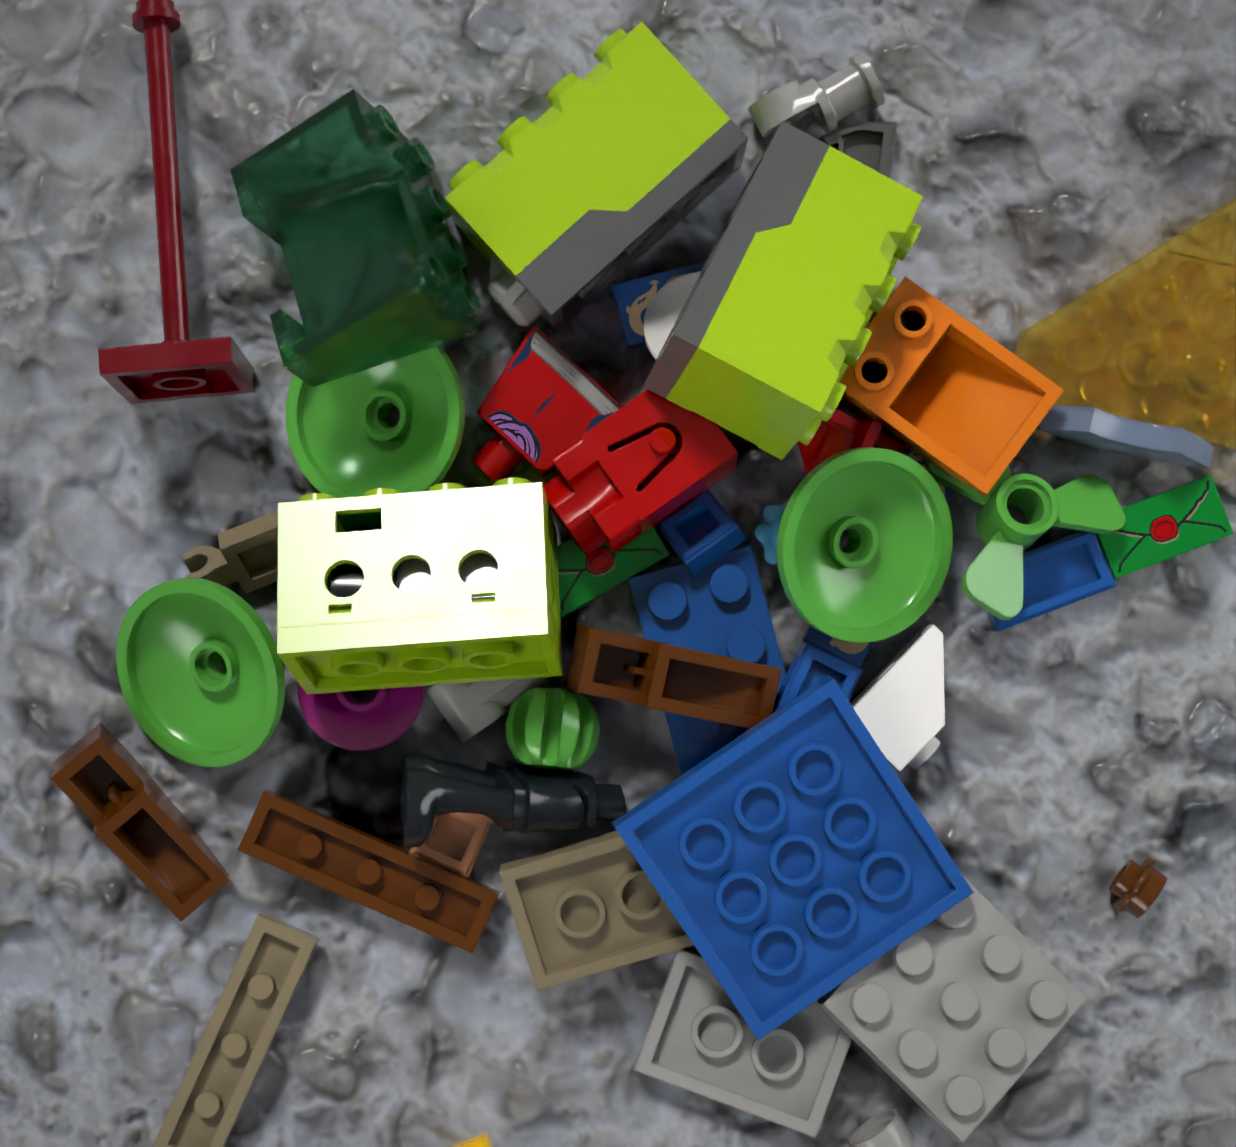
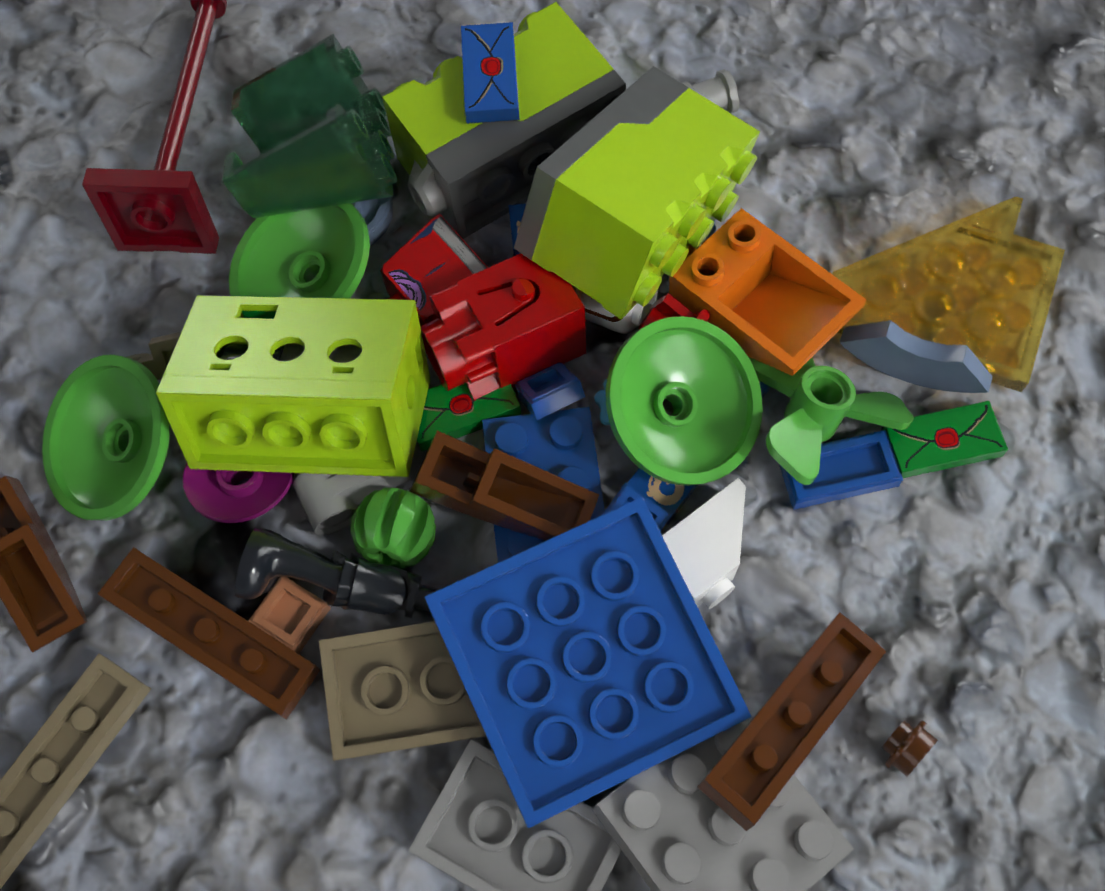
camera: 15 degrees right, 20 degrees down
(577, 151) = (489, 73): none -> blue tile
(1017, 883) = (791, 722): none -> reddish brown plate

